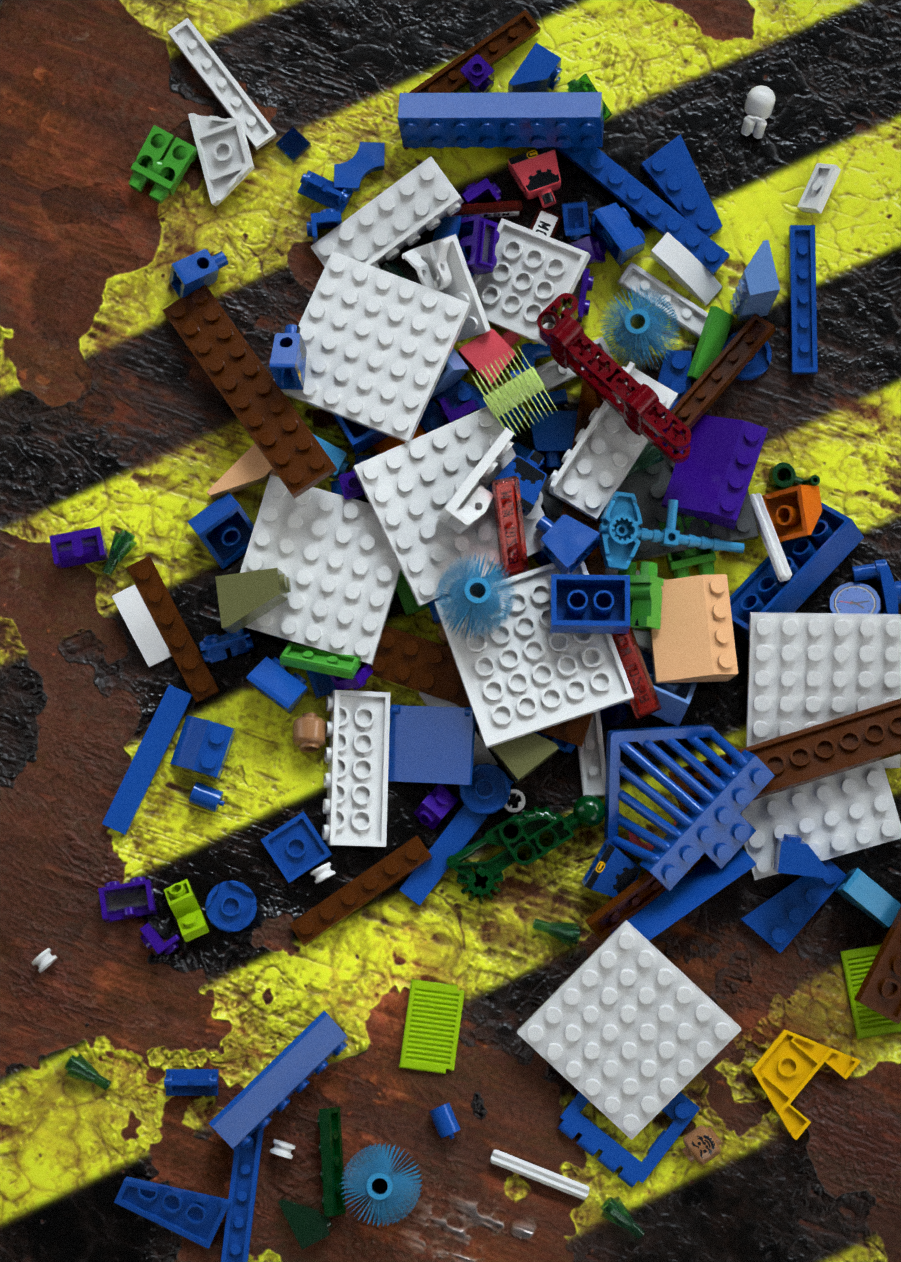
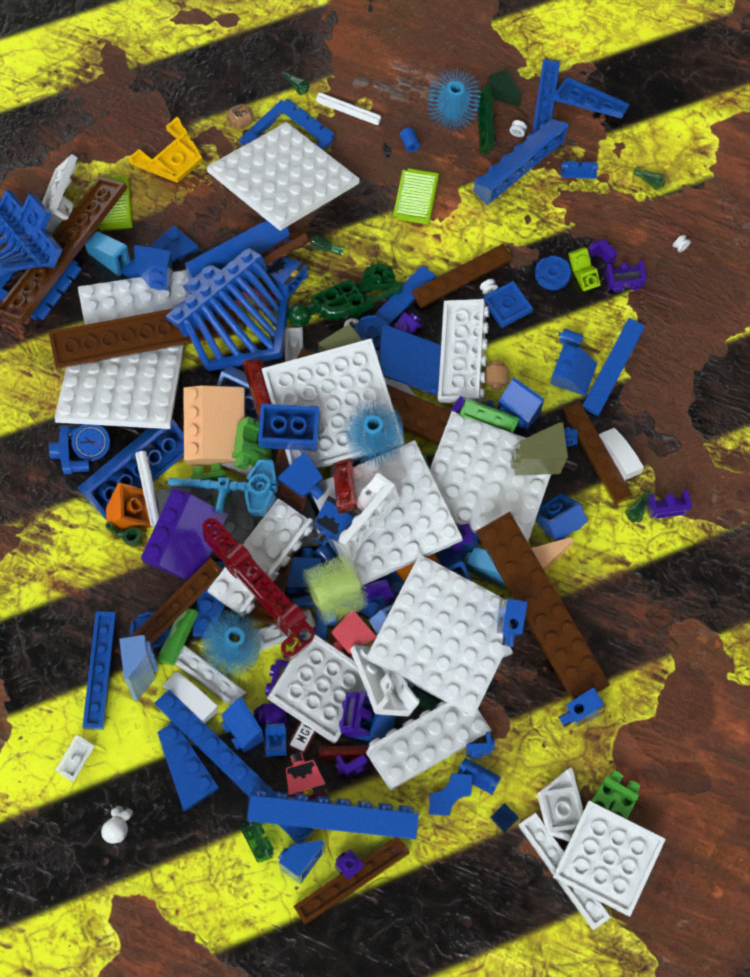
camera: 175 degrees left, 15 degrees down
(168, 90) = (609, 858): none -> white plate

